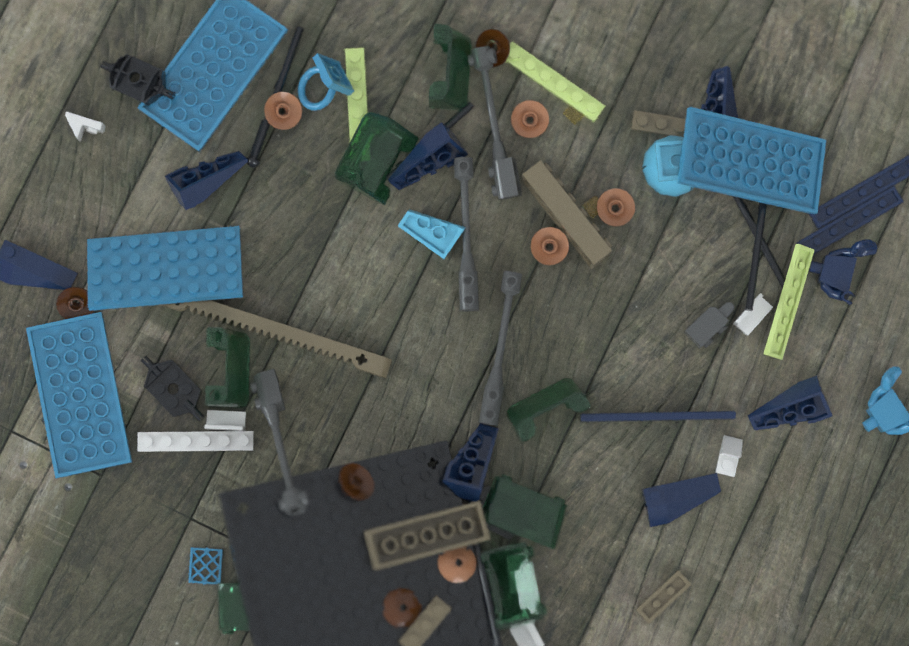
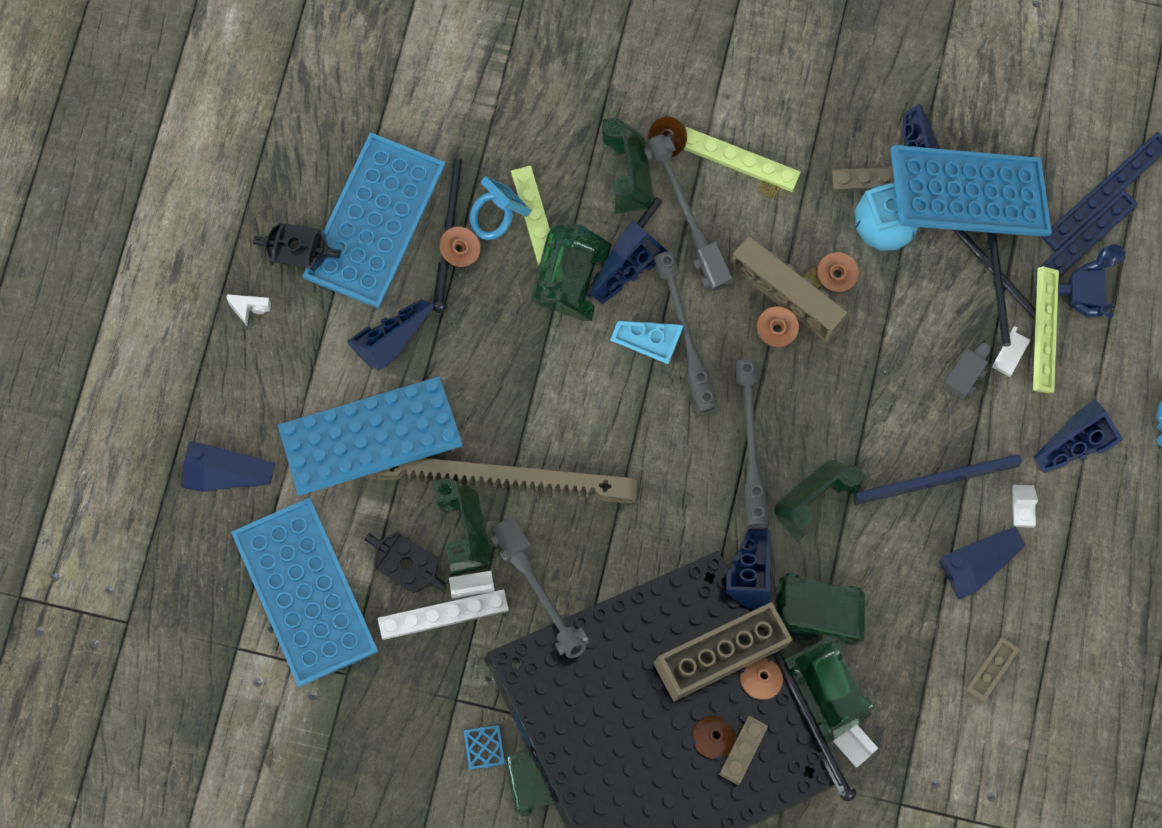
camera: 15 degrees left, 10 degrees down
(70, 309) = (270, 501): reddish brown dish -> none
(356, 481) = (633, 608): reddish brown dish -> none
(533, 110) = (725, 192): nougat dish -> none

